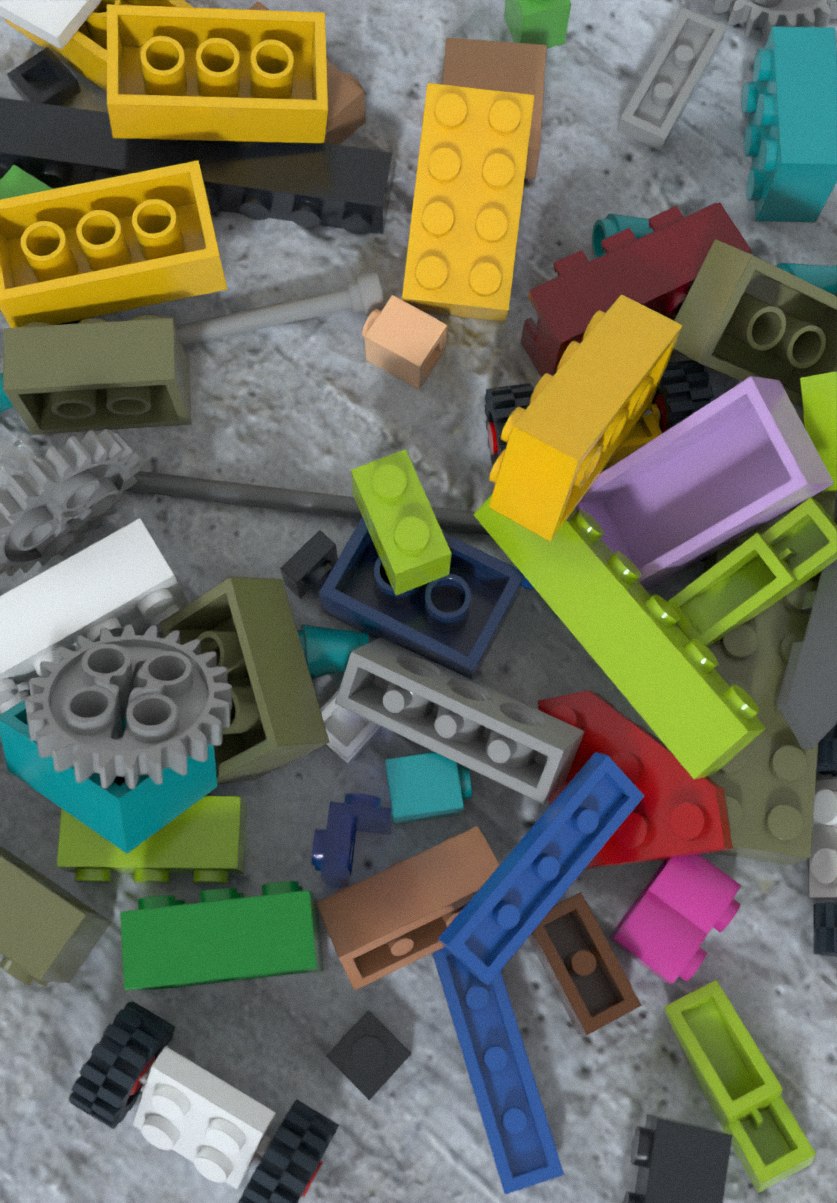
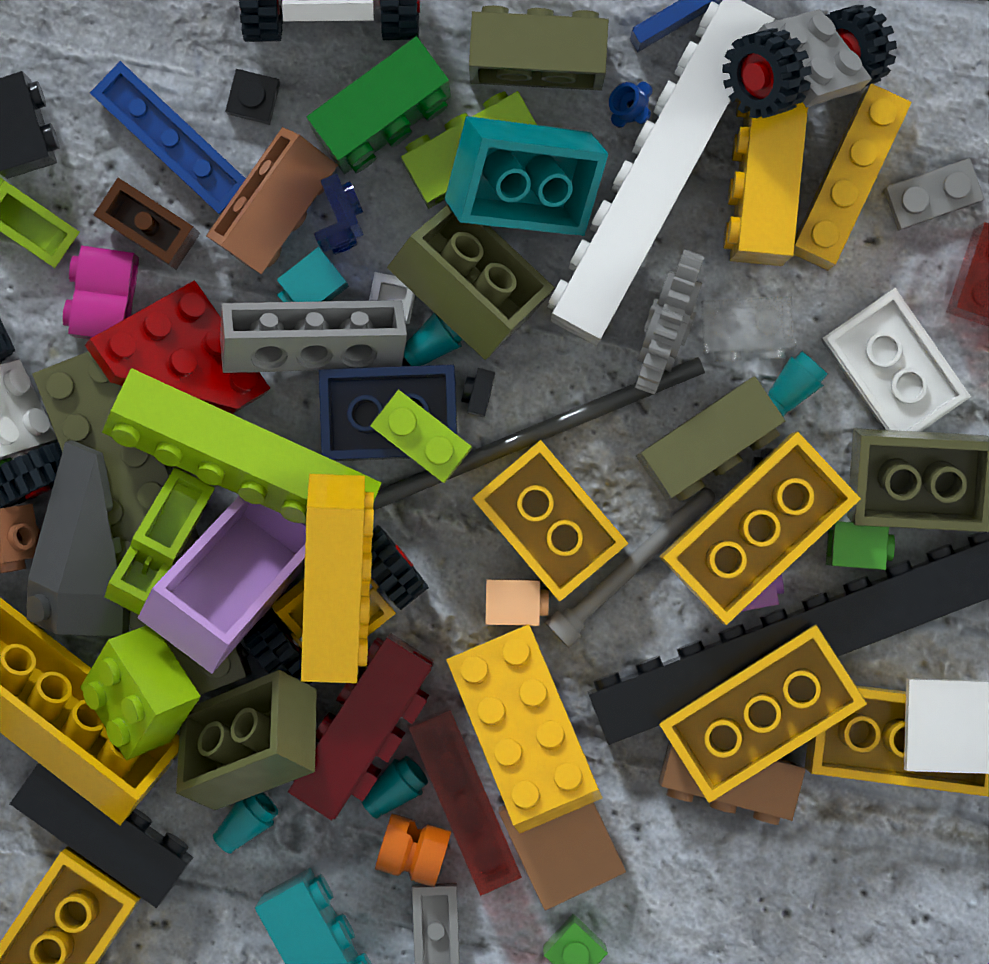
camera: 155 degrees right, 15 degrees up
(44, 80) = (921, 660): black plate -> none
(171, 716) = (482, 223): light grey gear -> none
(317, 390) = (550, 520): none -> yellow brick
(541, 868) = (200, 262): blue plate -> none
(567, 171) = (464, 801): none -> clear red brick
(642, 167) = (413, 850): none -> orange wheel

